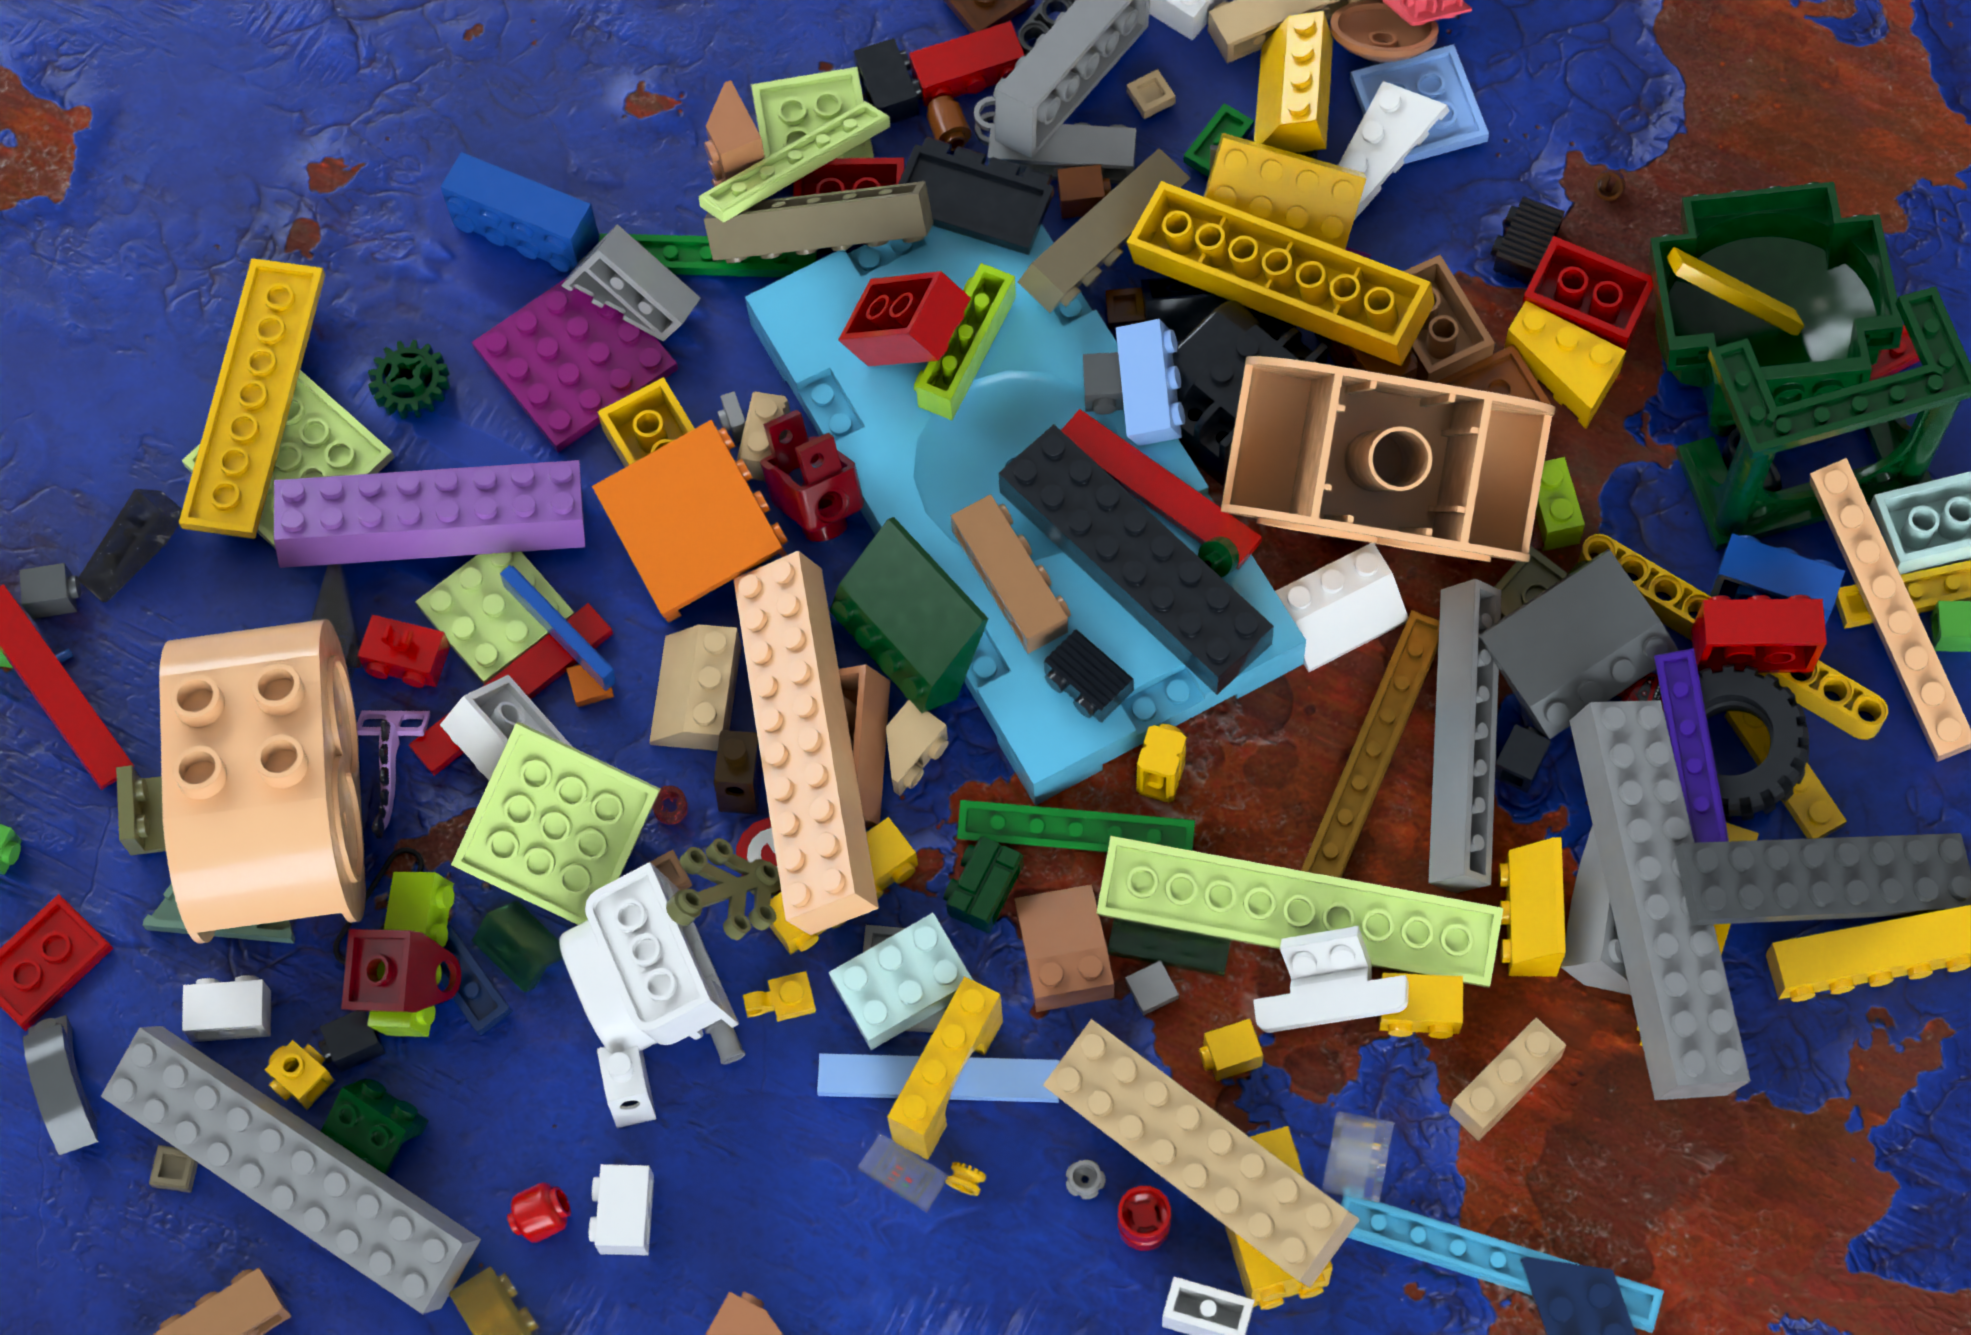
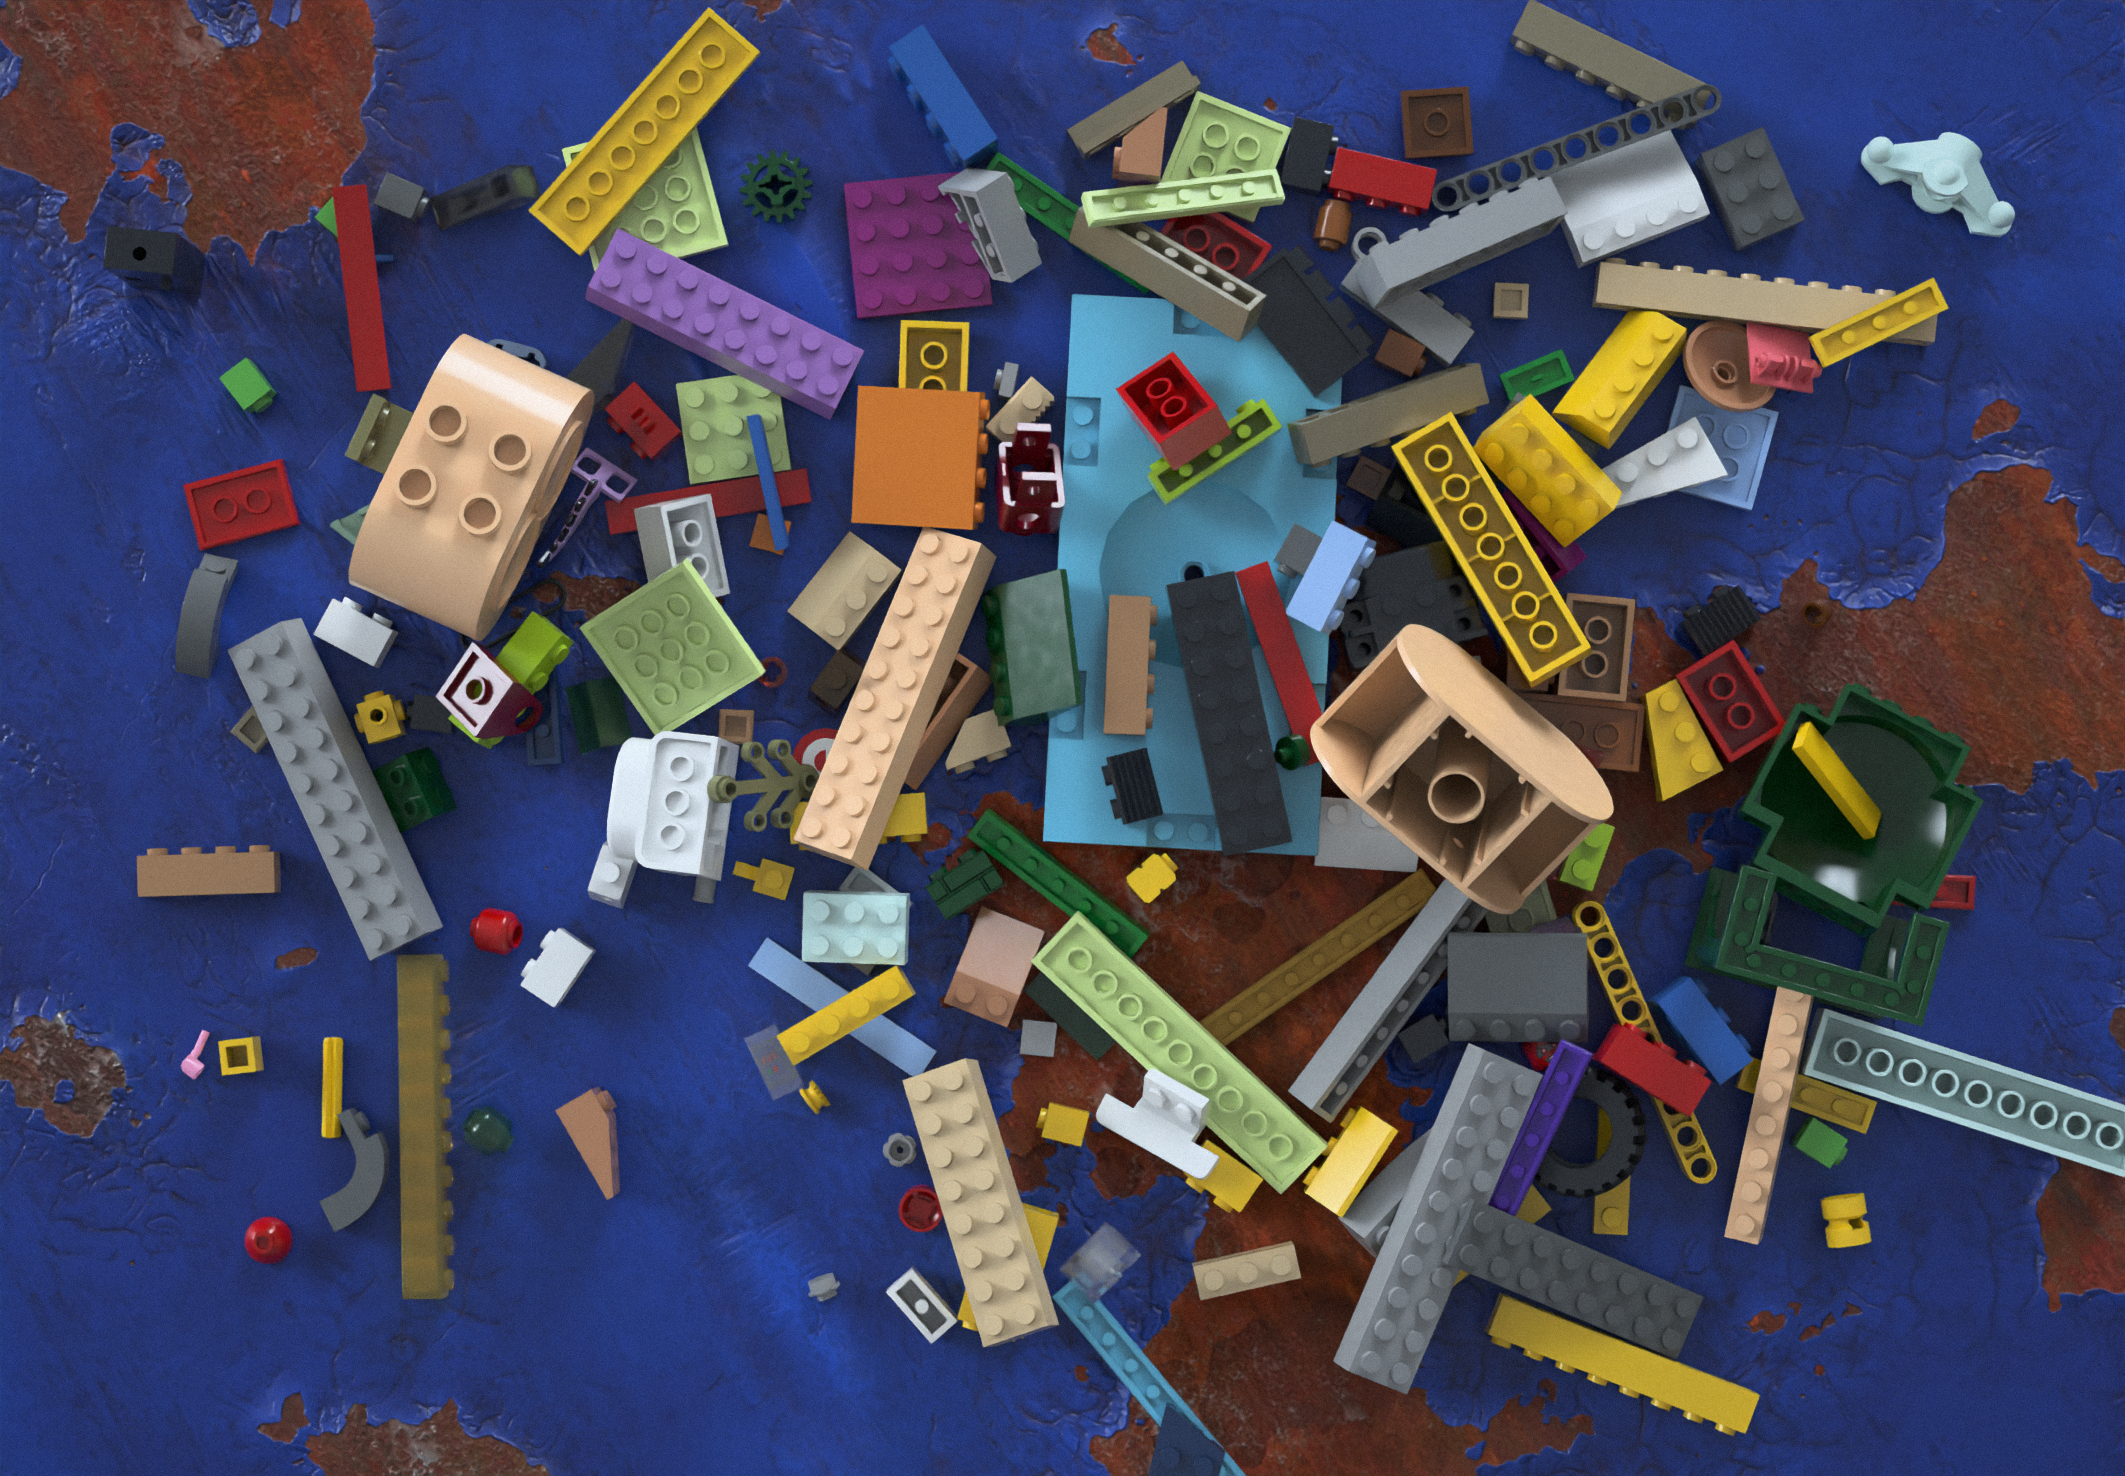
camera: 25 degrees right, 20 degrees up
(689, 158) = (1132, 109): none -> dark tan fence

